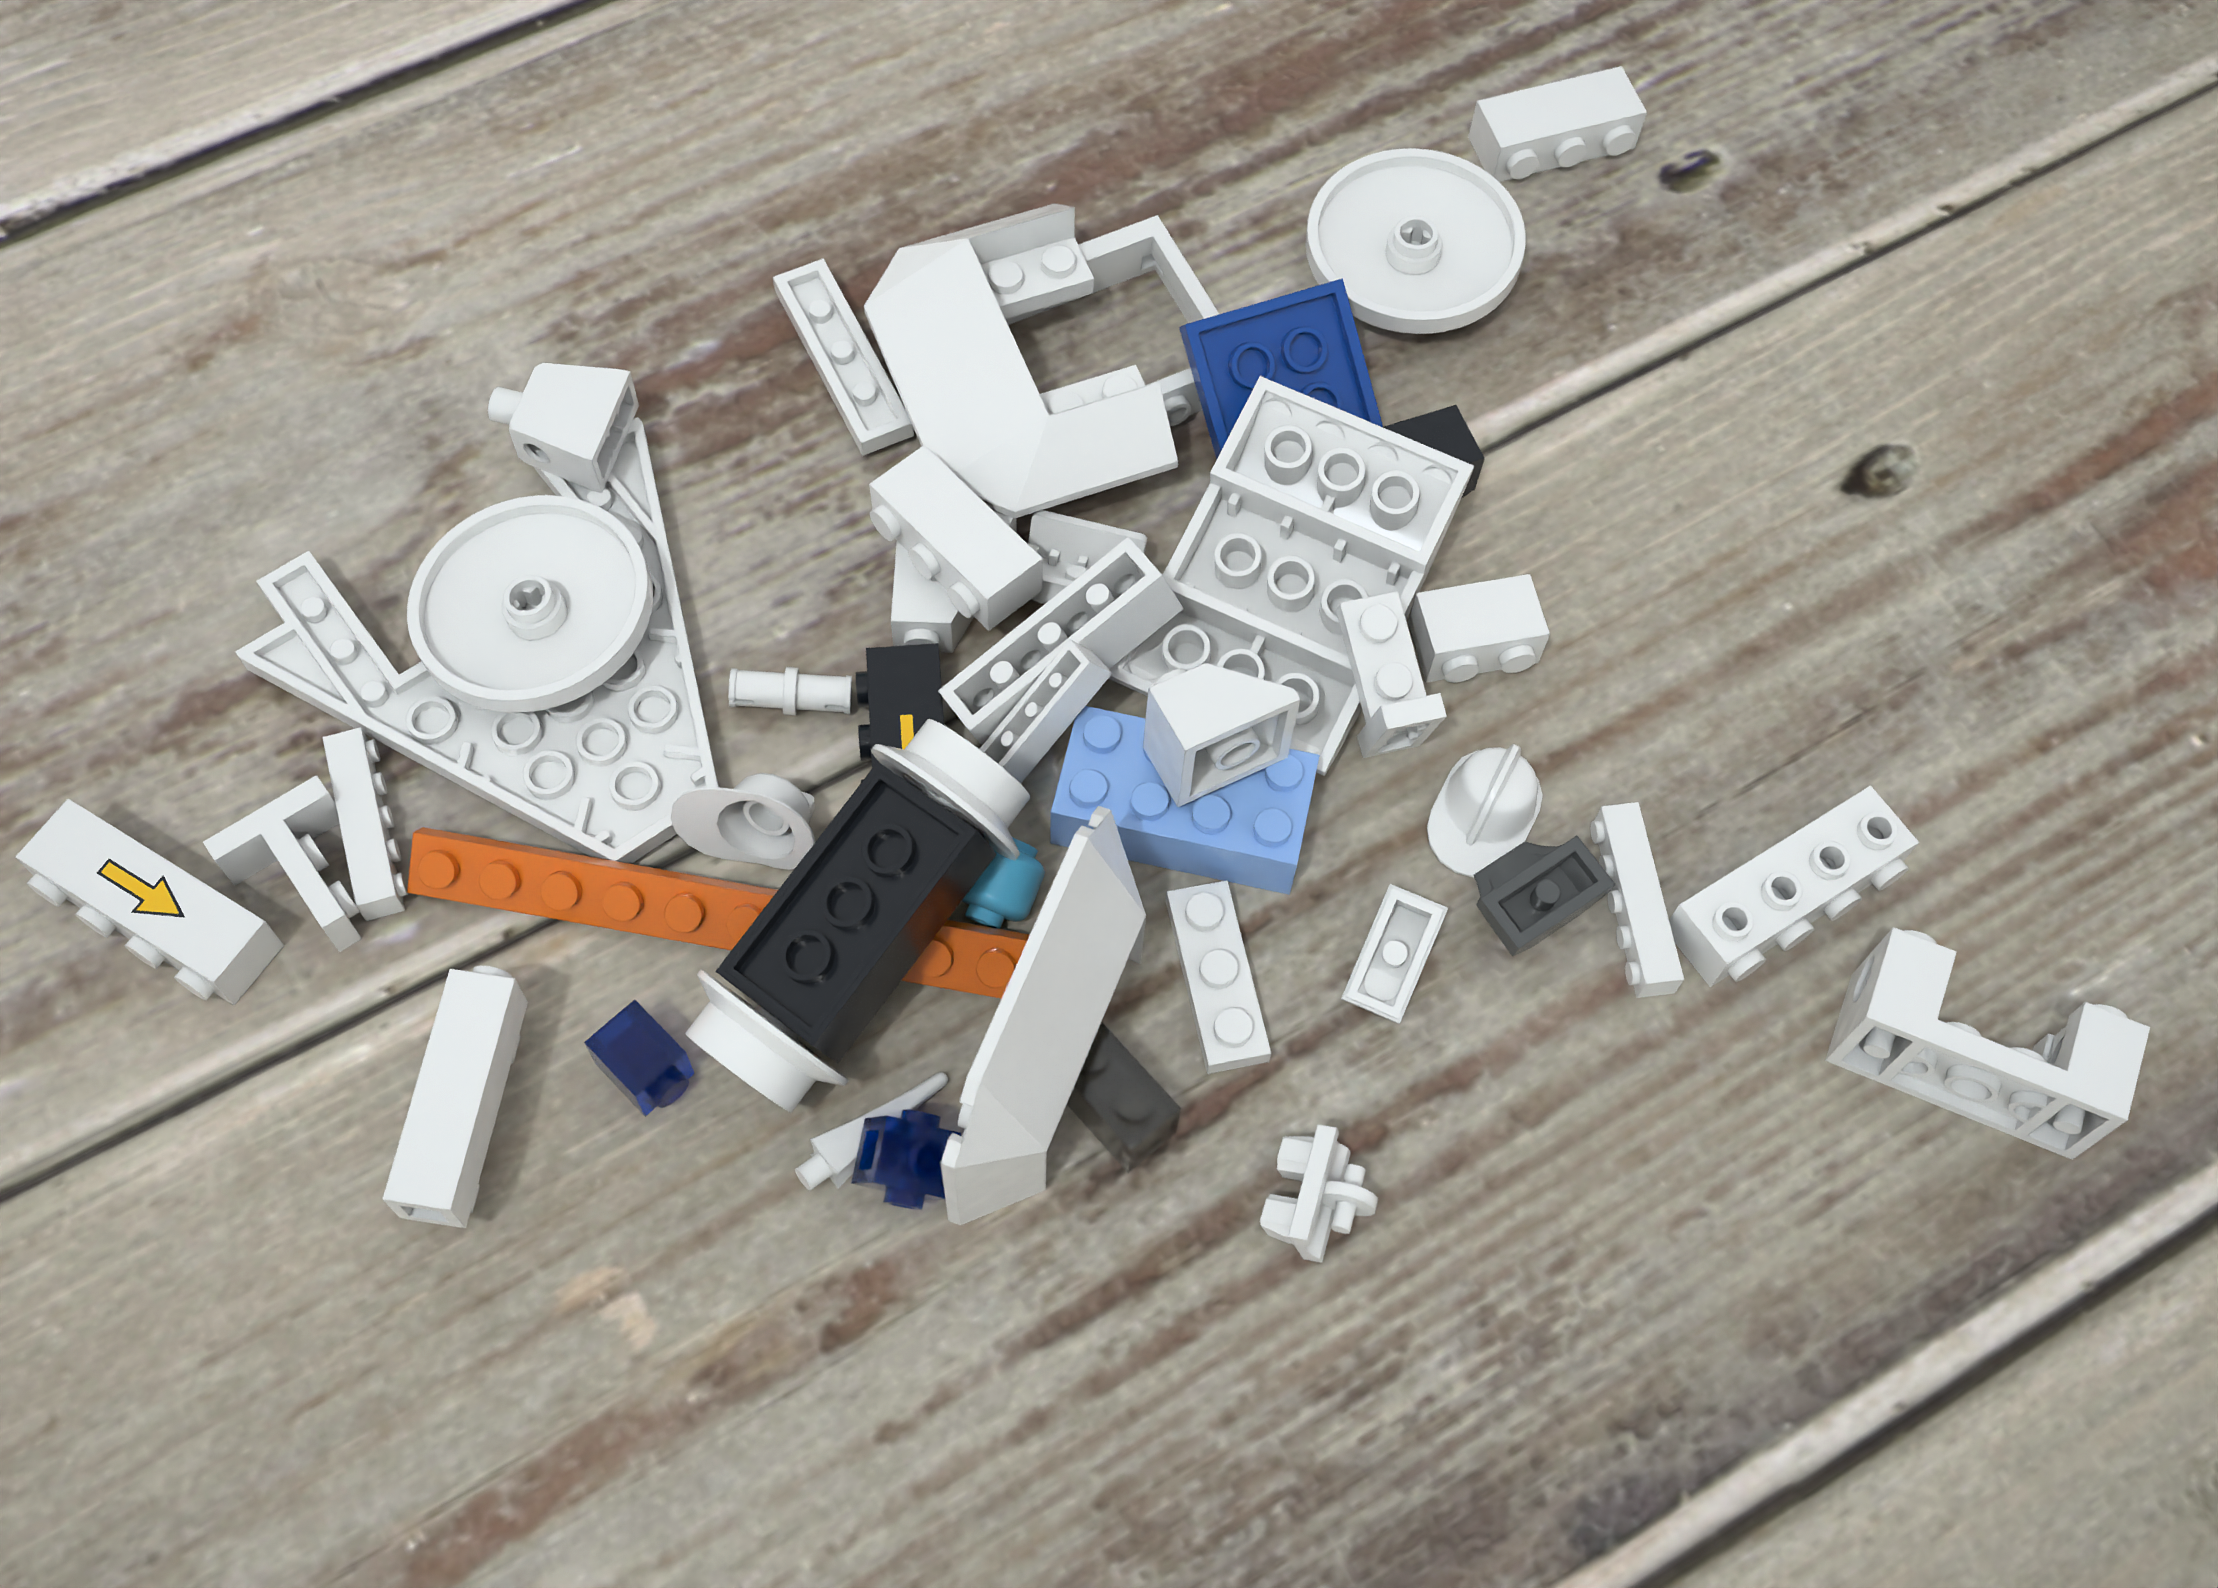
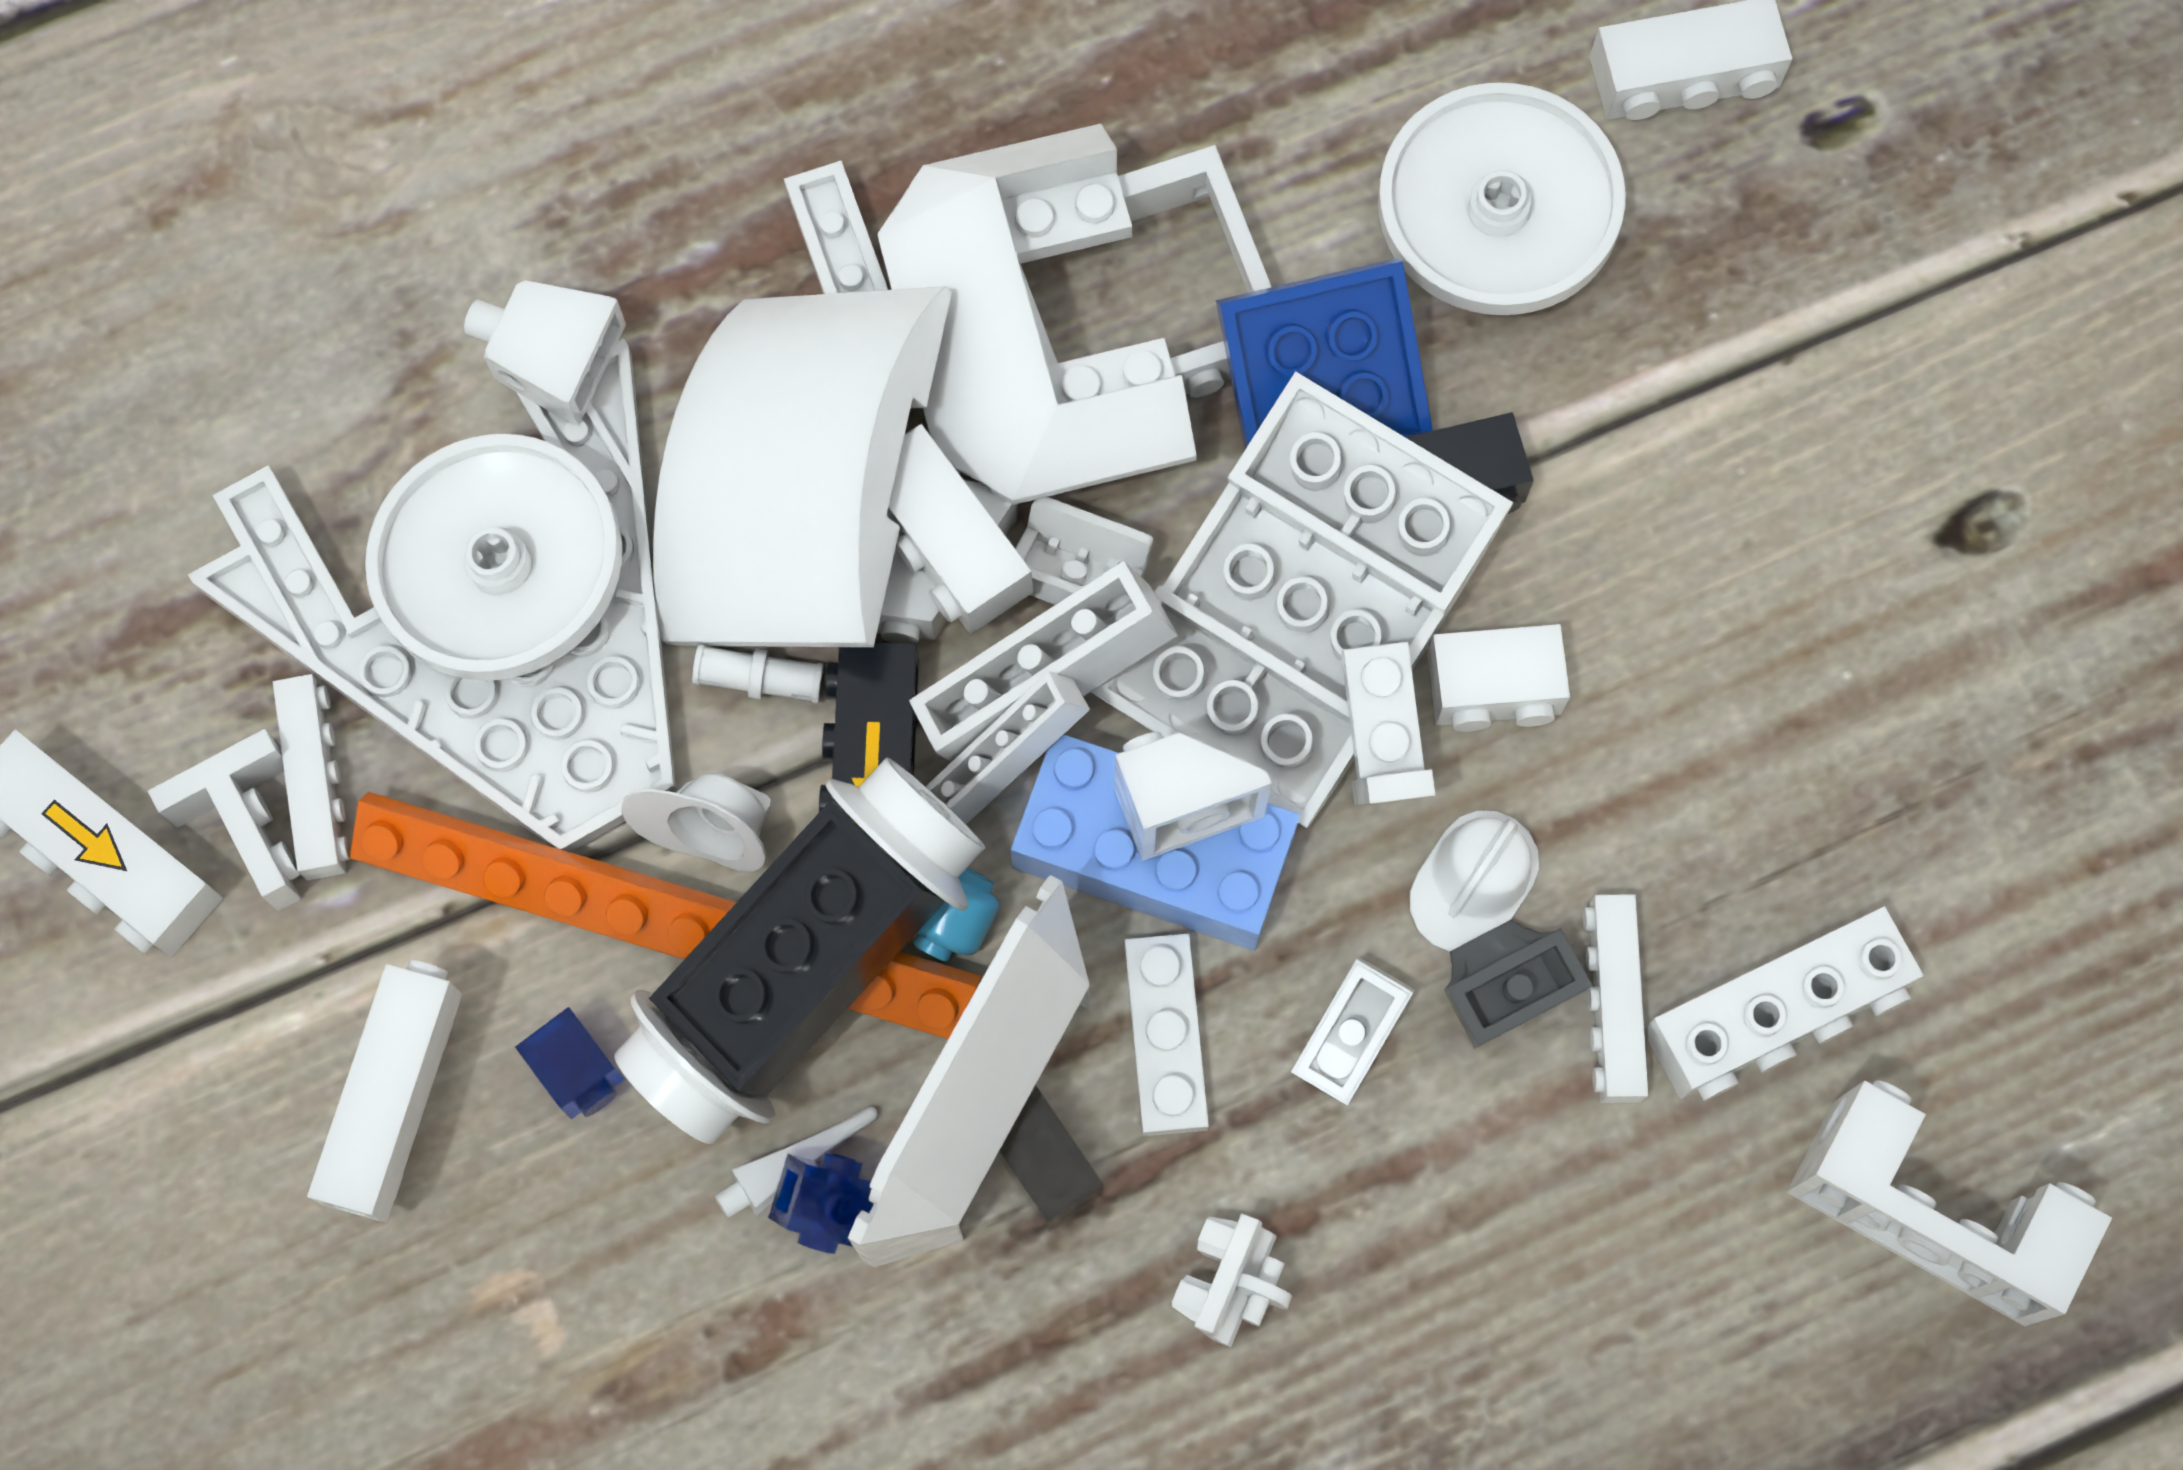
camera: 10 degrees right, 10 degrees up
(801, 509) = (789, 469): none -> white slope

